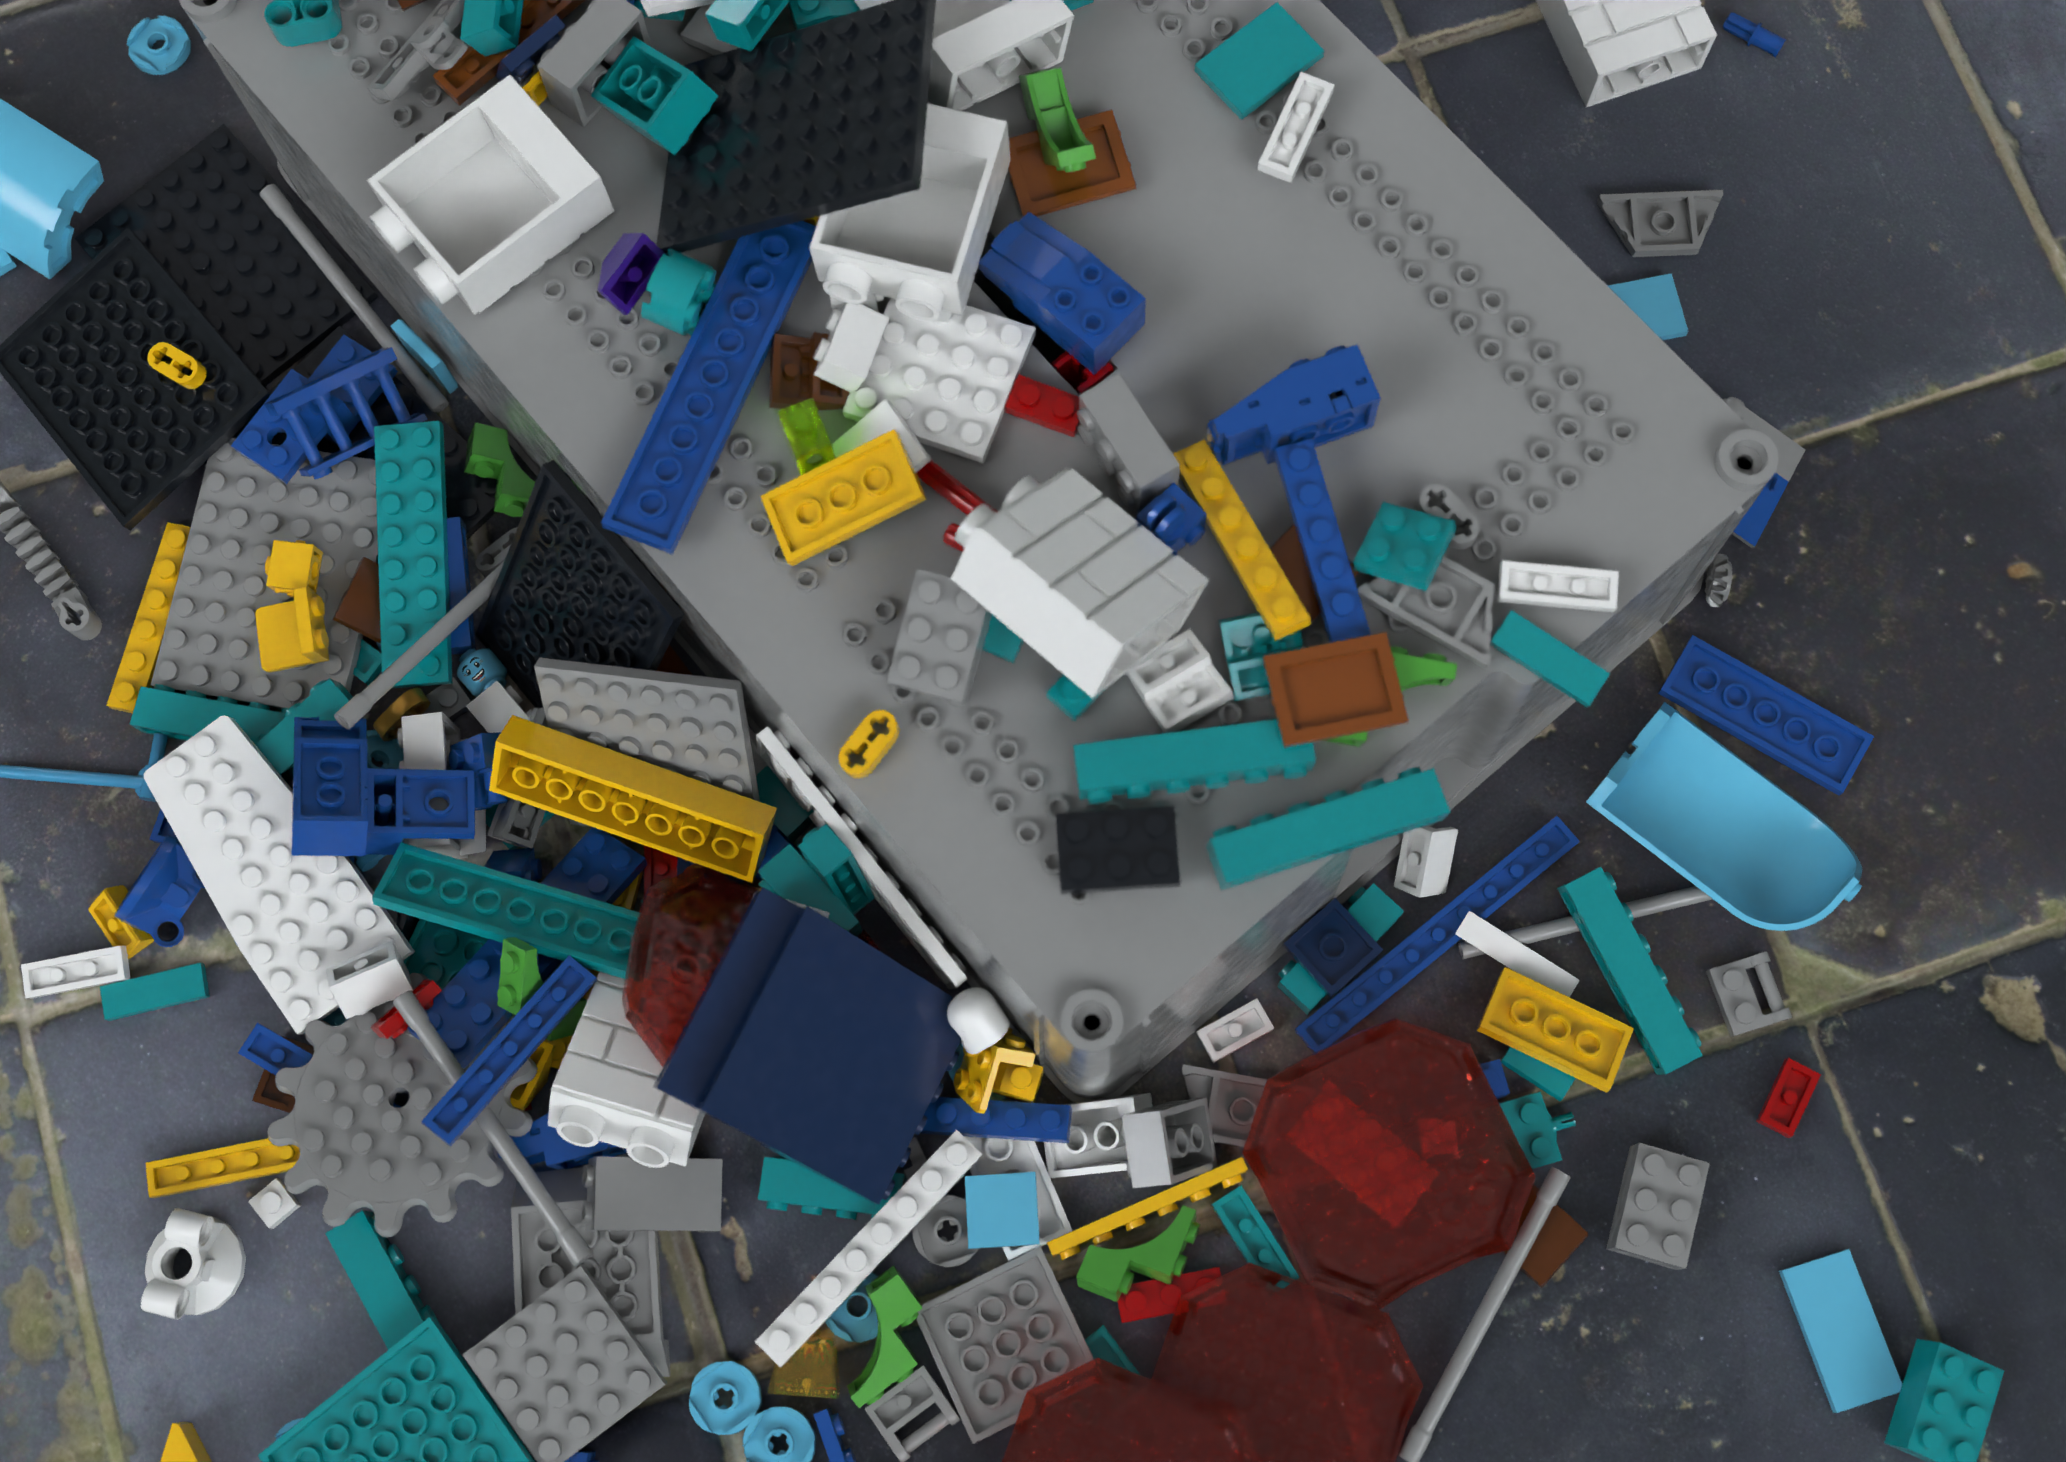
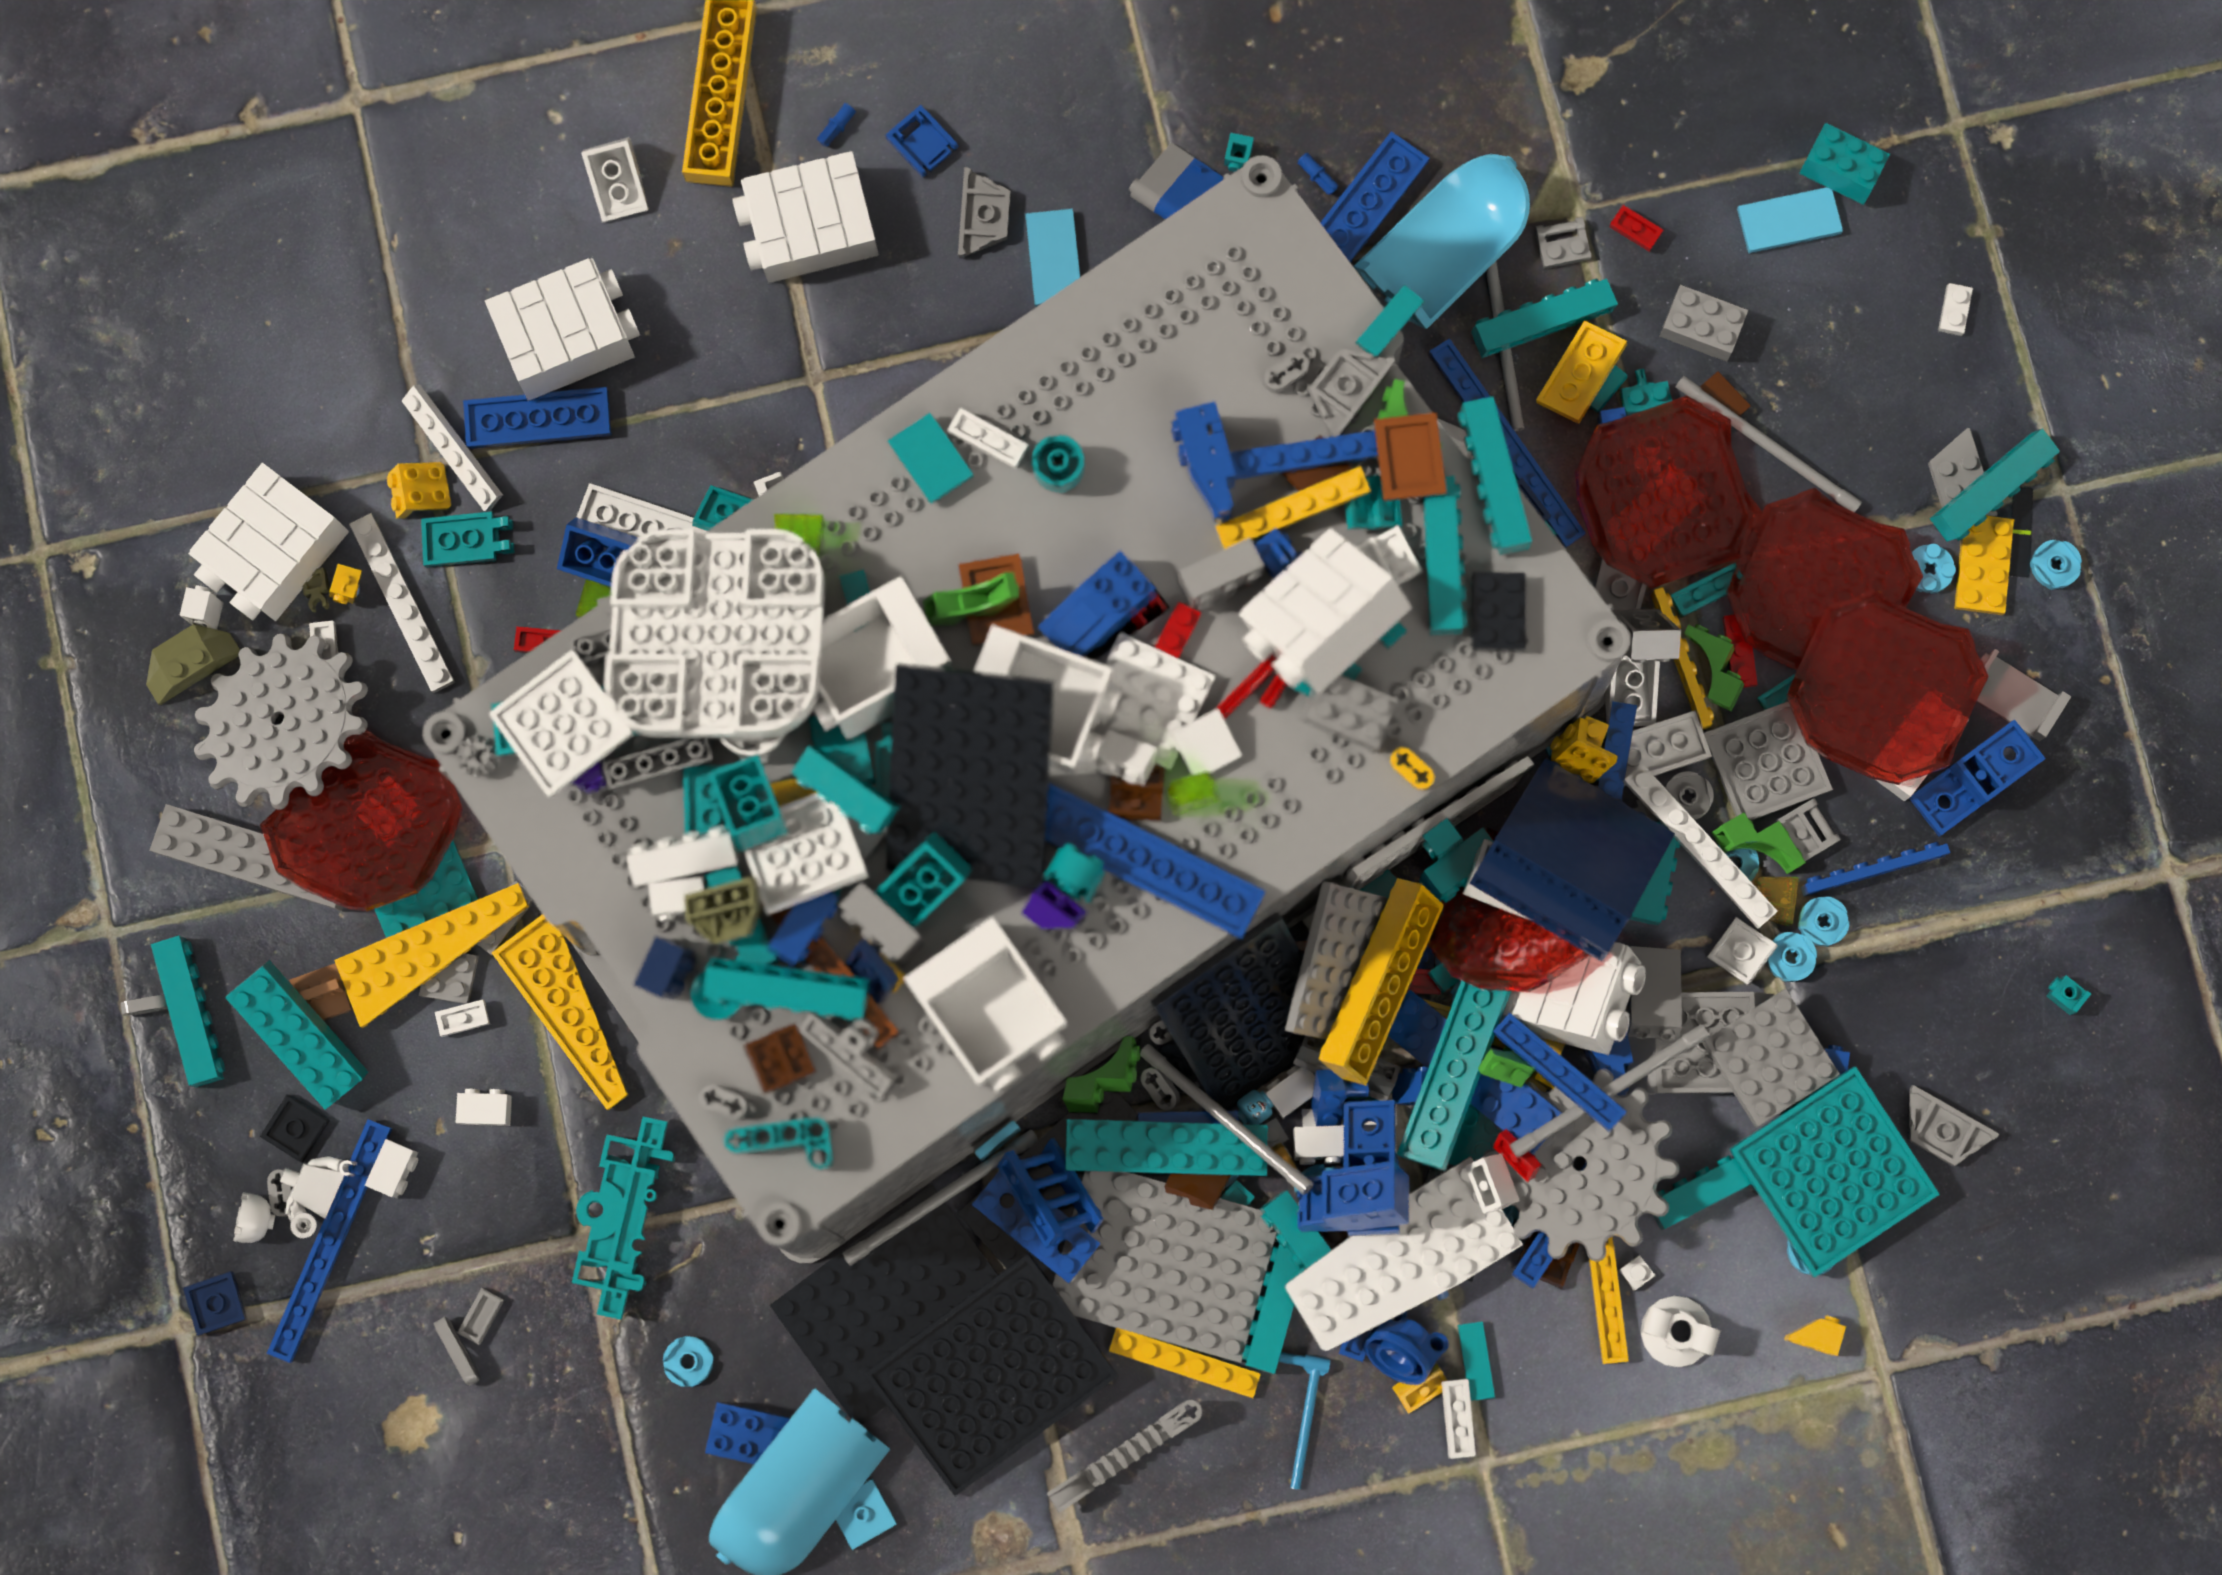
camera: 85 degrees left, 5 degrees up
(67, 100) = (742, 1432): none -> blue piece
(179, 361) = (990, 1324): yellow beam -> none
(292, 632) = (1218, 1243): yellow bracket -> none
(293, 566) = (1169, 1239): yellow head -> none
(727, 1324) = (1742, 951): none -> white tile
(843, 497) = (1240, 770): yellow plate -> none
(977, 1019) = (1557, 752): white helmet -> none
(1002, 1210) = (1678, 756): medium azure tile -> none
(1268, 215) = (1058, 478): none -> teal brick
(1404, 546) = (1309, 402): teal plate -> none
(1515, 954) = (1526, 391): white sticker -> none
(1558, 586) = (1343, 309): white plate -> none
(1747, 146) = (924, 146): none -> blue container
(1793, 644) = (1317, 173): none -> blue axle
(1814, 529) = (1239, 145): none -> teal brick

